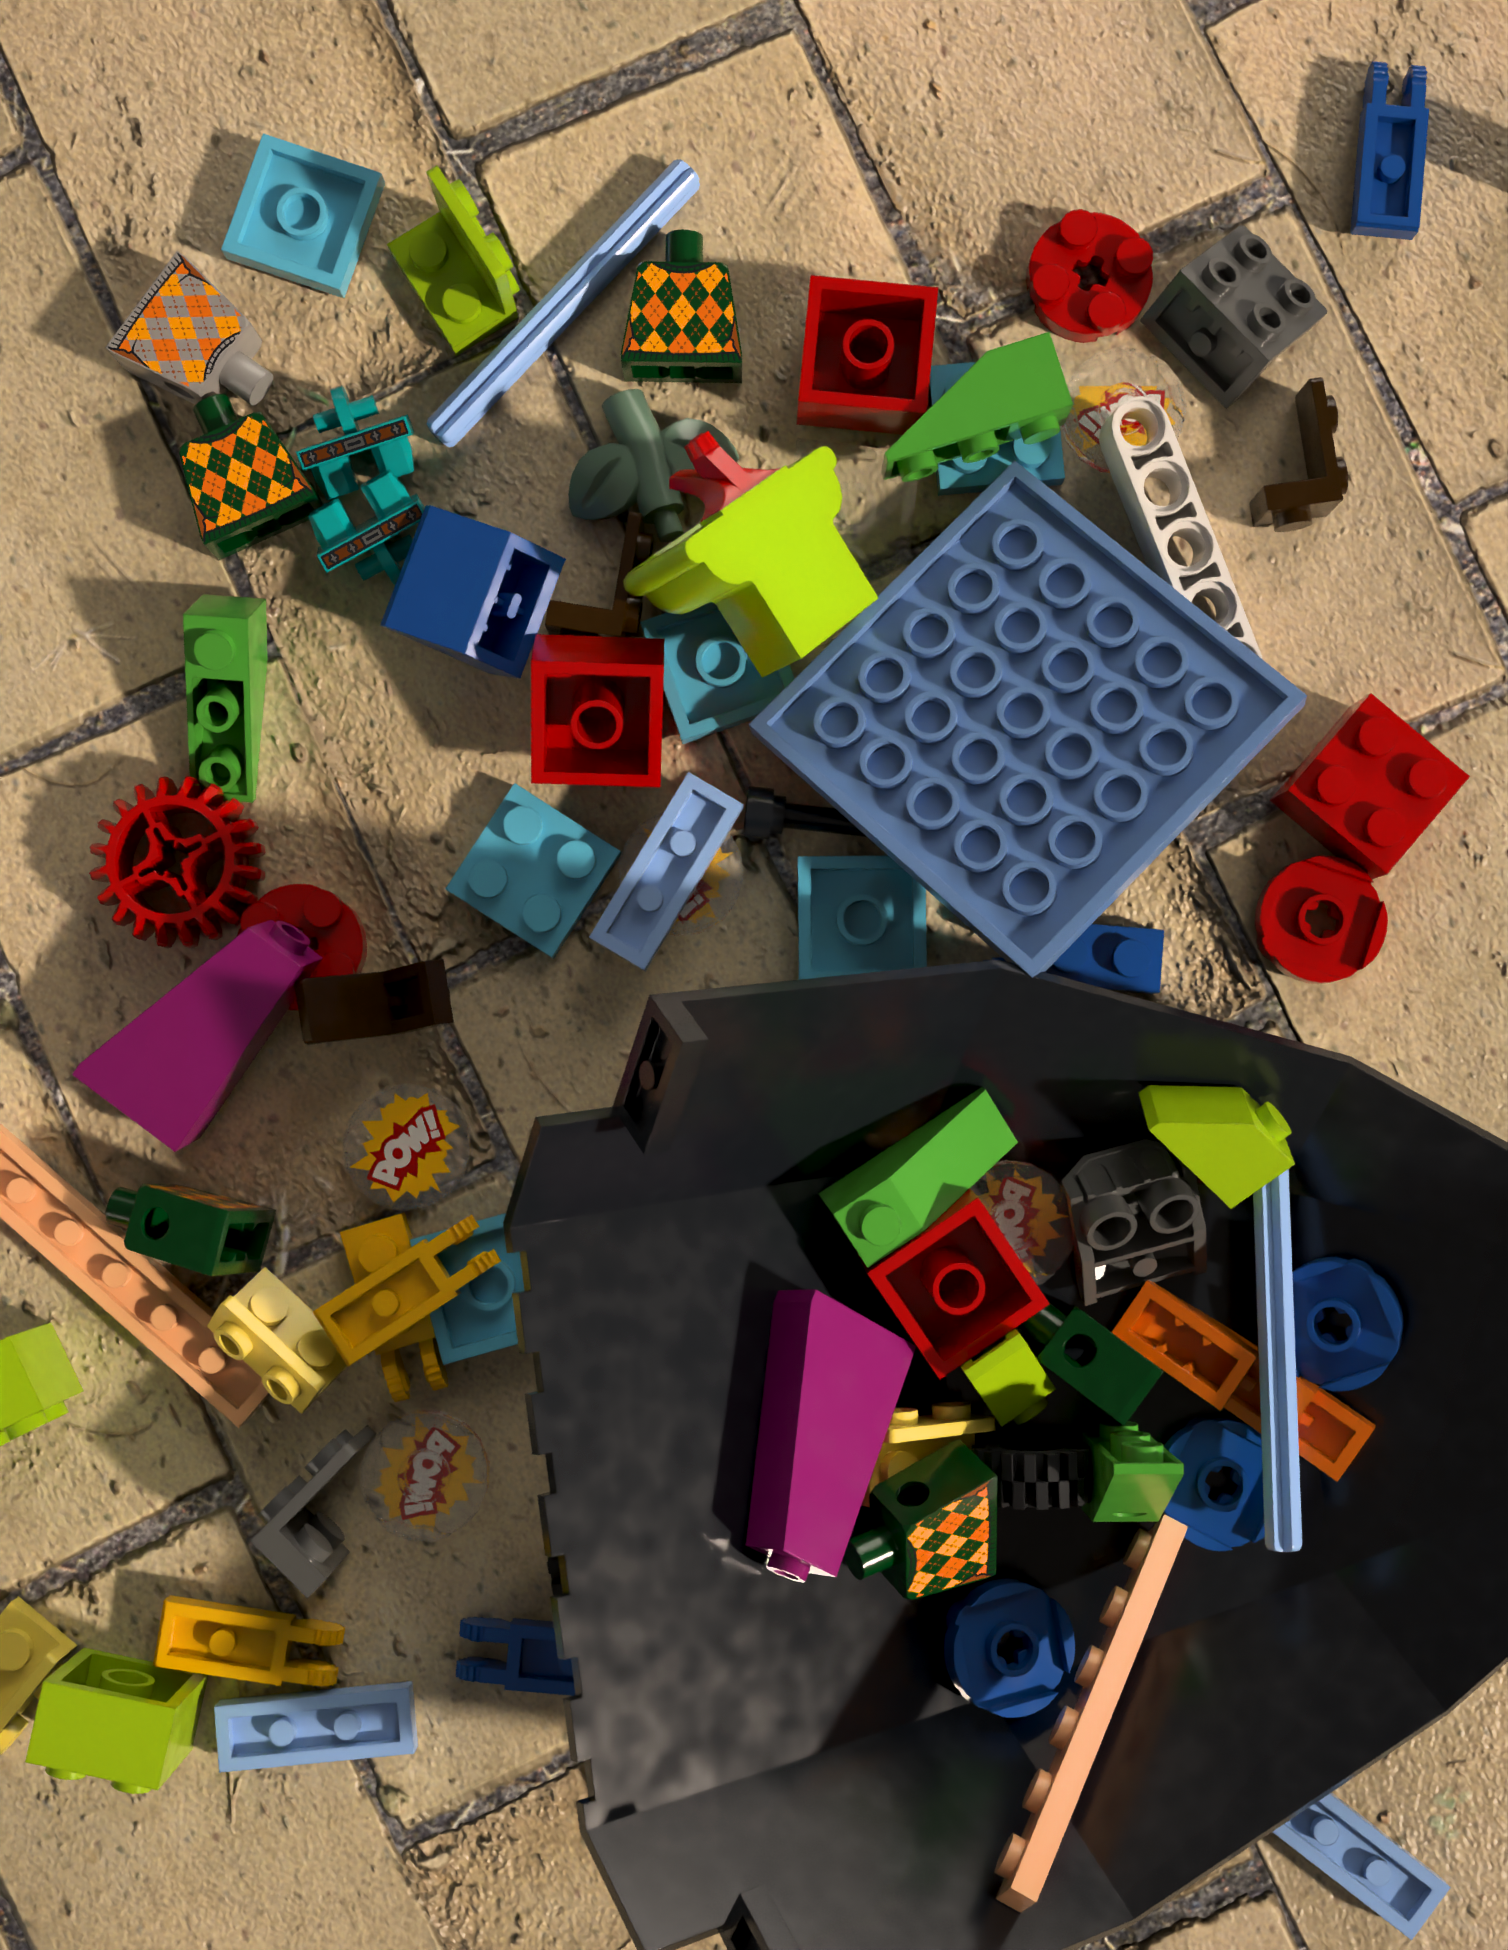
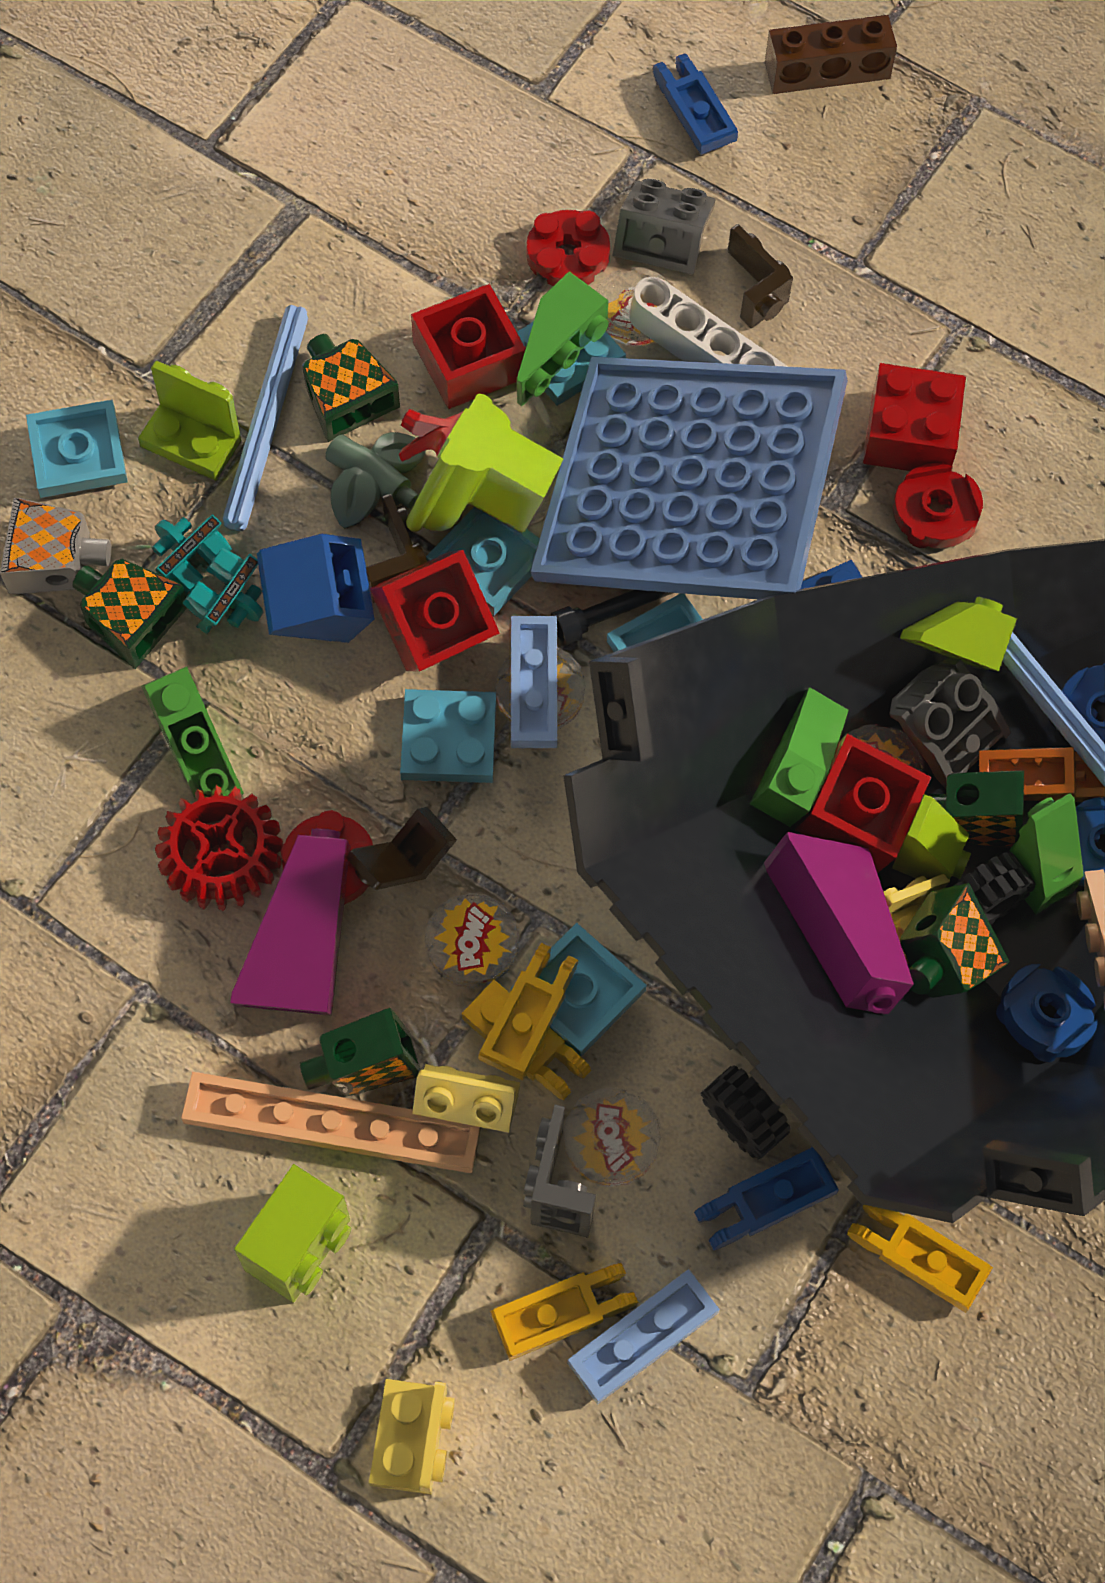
camera: 30 degrees left, 20 degrees down
(116, 1720) = (511, 1394): lime brick -> none

